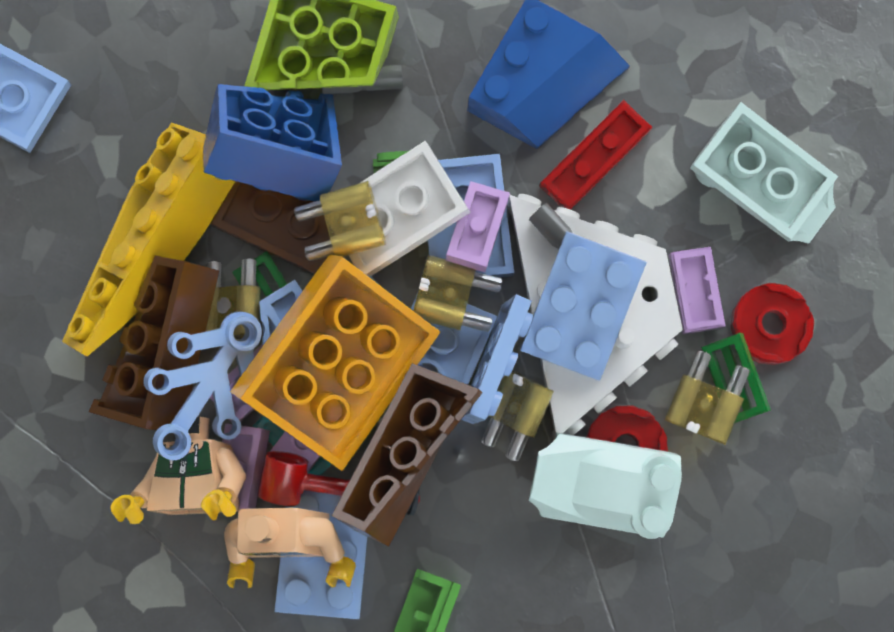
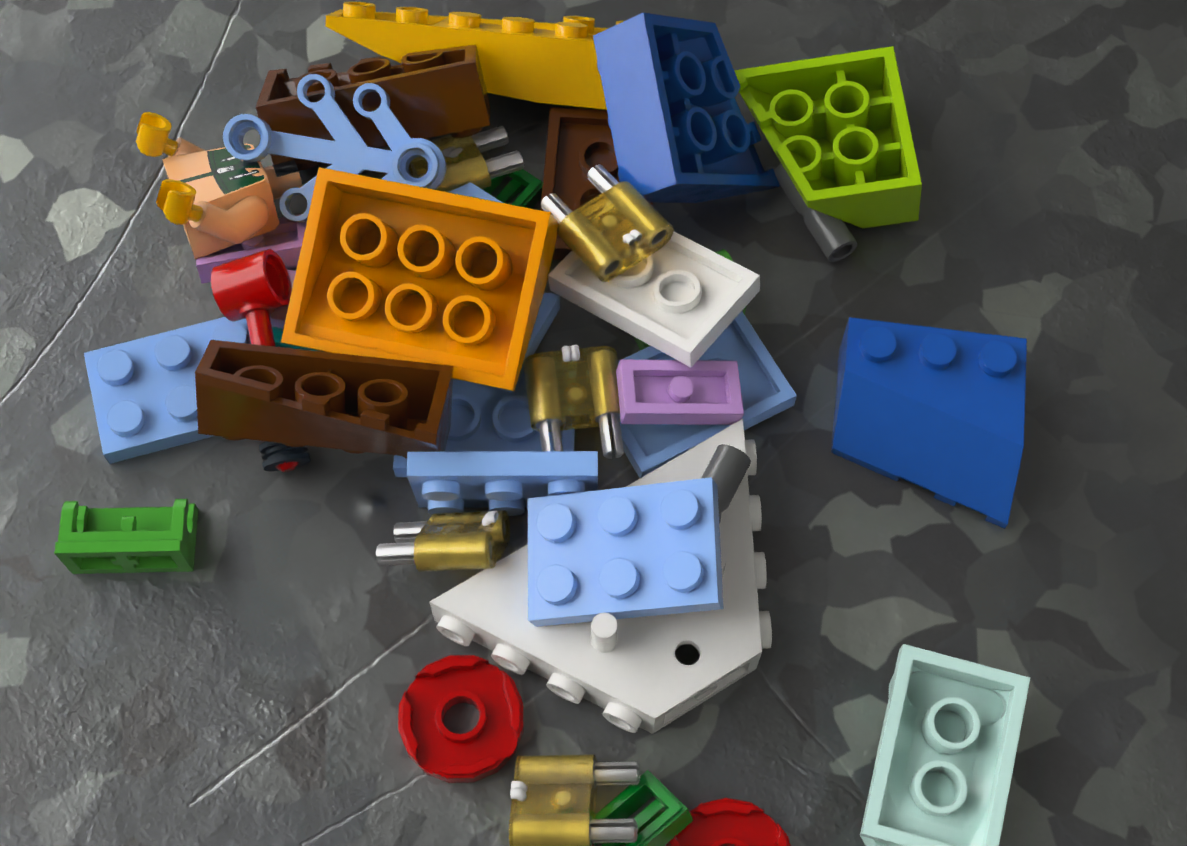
camera: 75 degrees right, 15 degrees down
(284, 534) = (176, 307): light nougat torso -> none
(595, 156) = (857, 527): red tile -> none
(607, 485) = (388, 694): light aqua slope -> none
(696, 290) = (727, 731): lavender plate -> none

